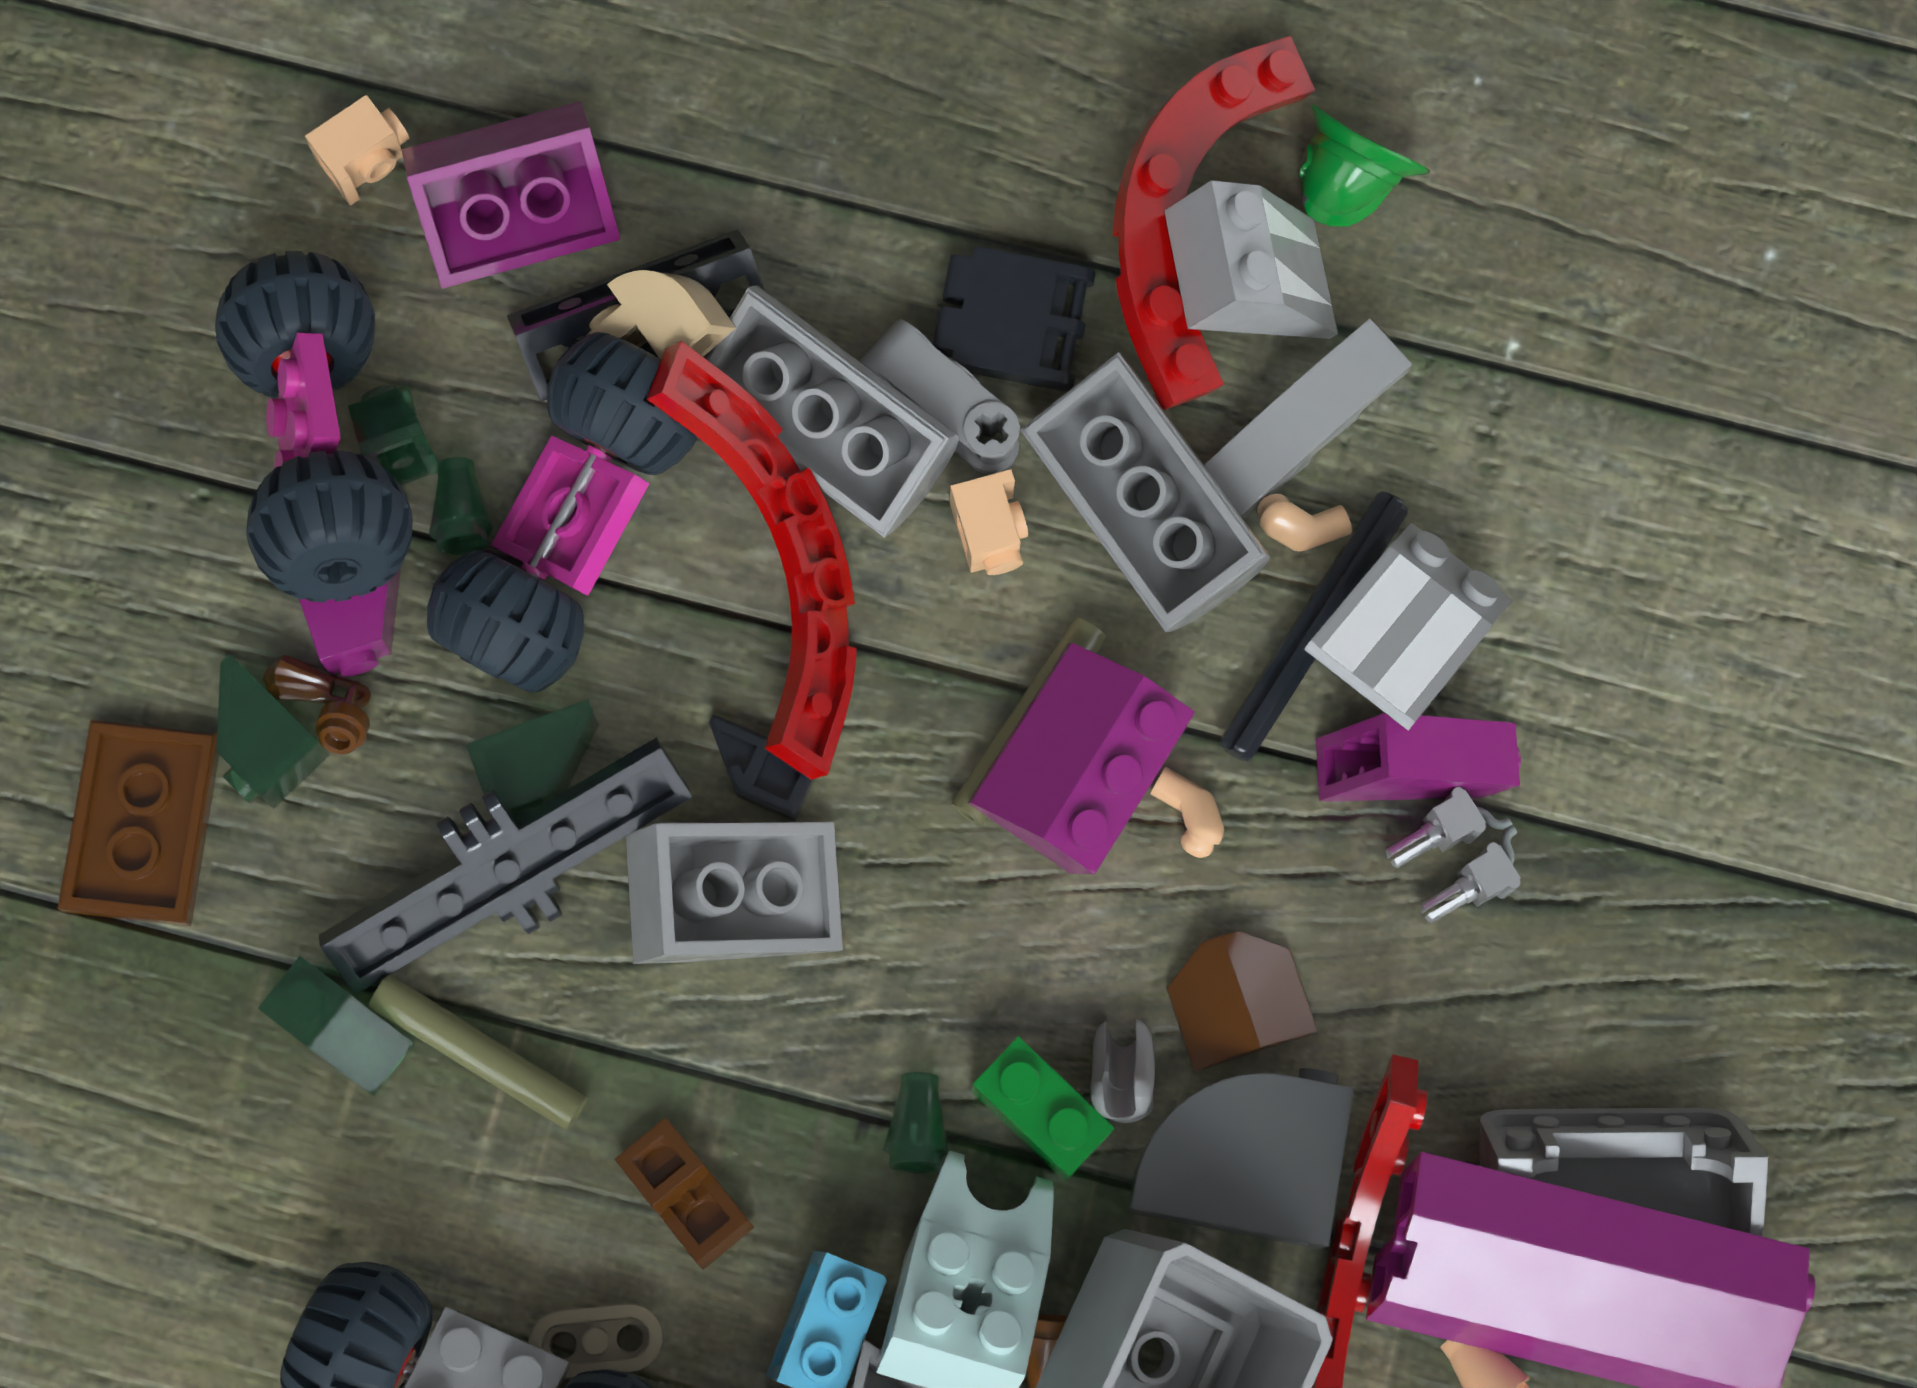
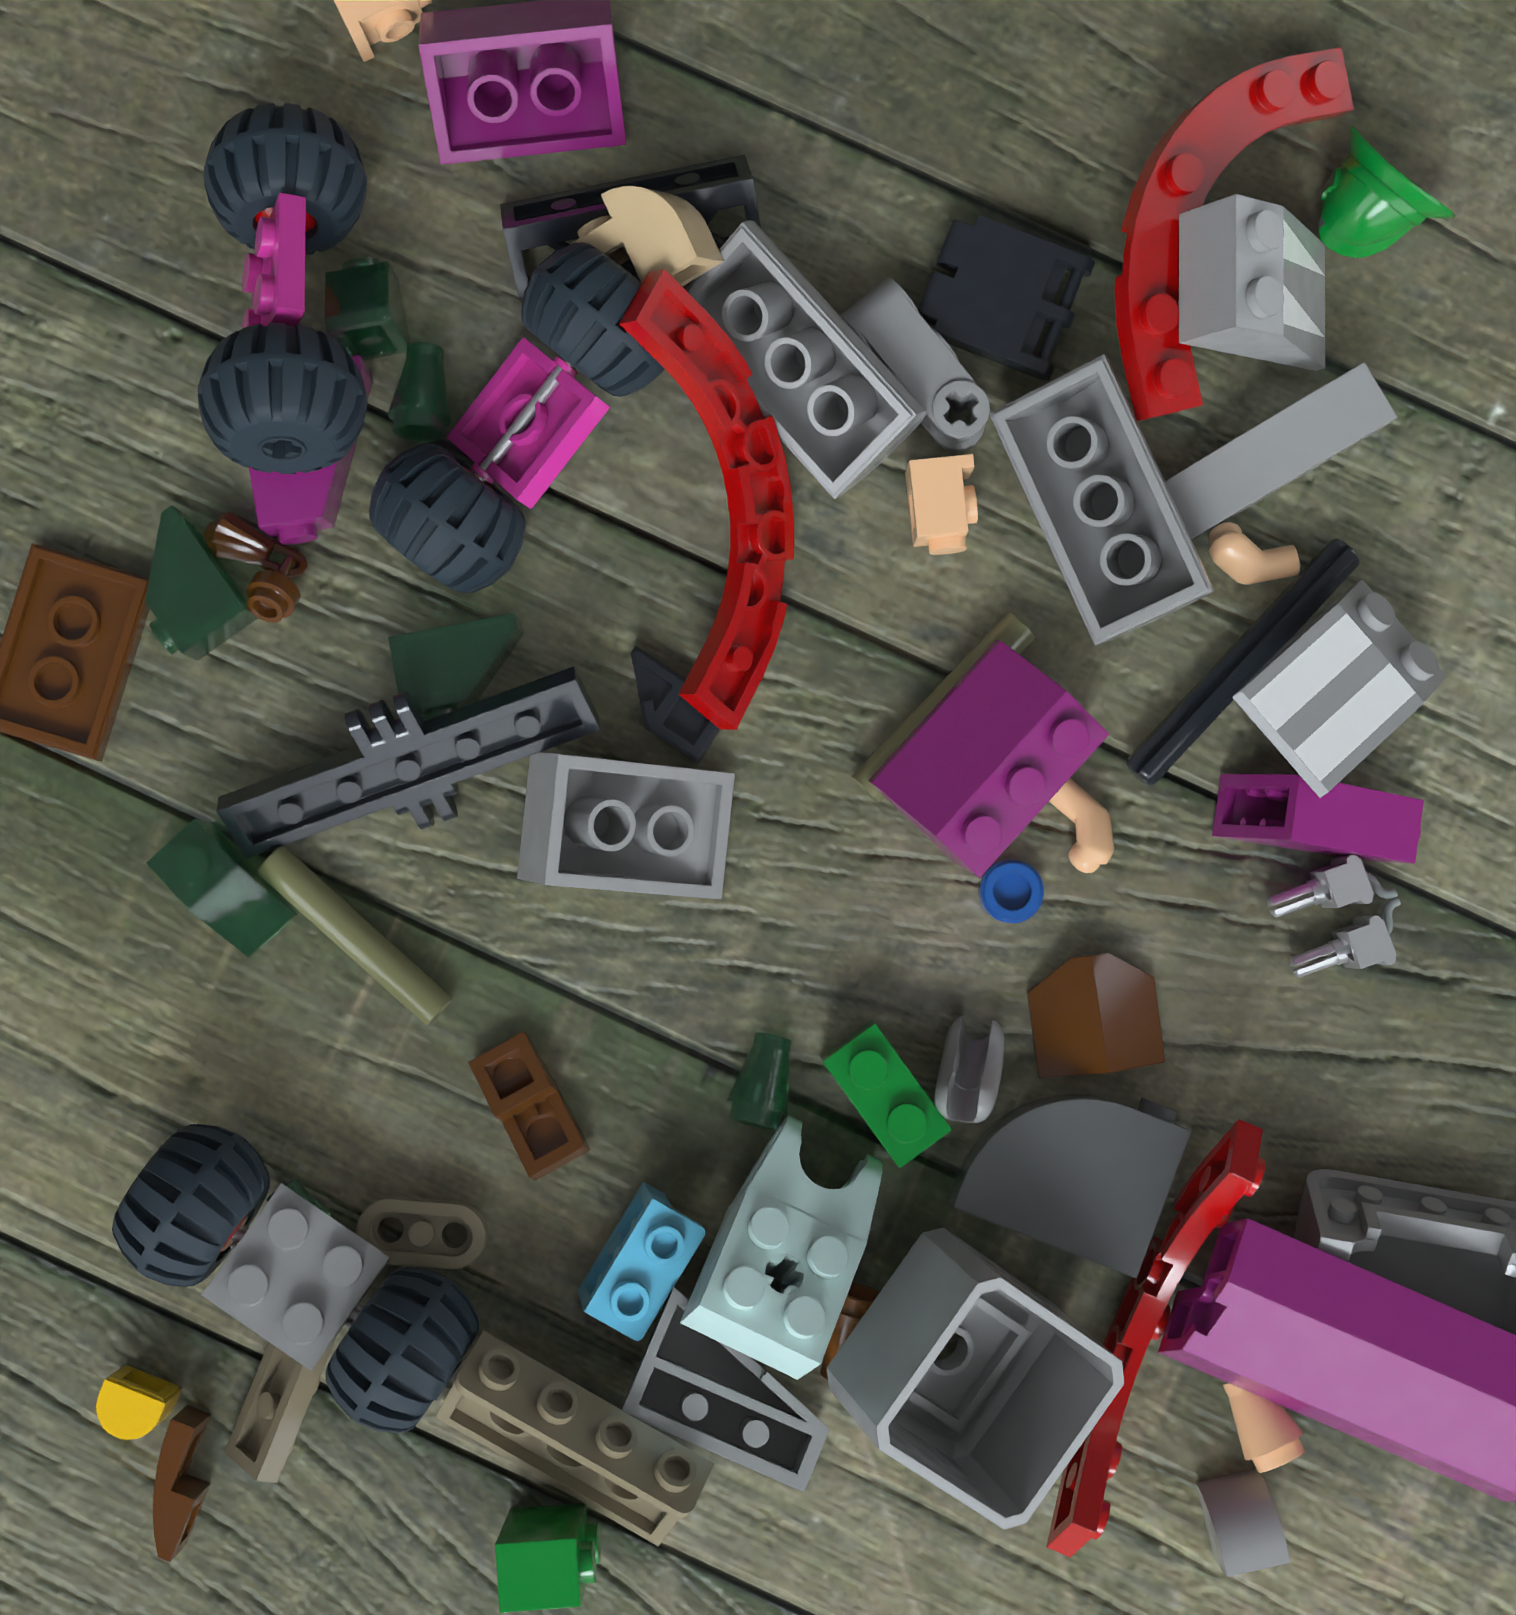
camera: 15 degrees right, 10 degrees up
(1130, 890) = (1011, 891): none -> blue tile

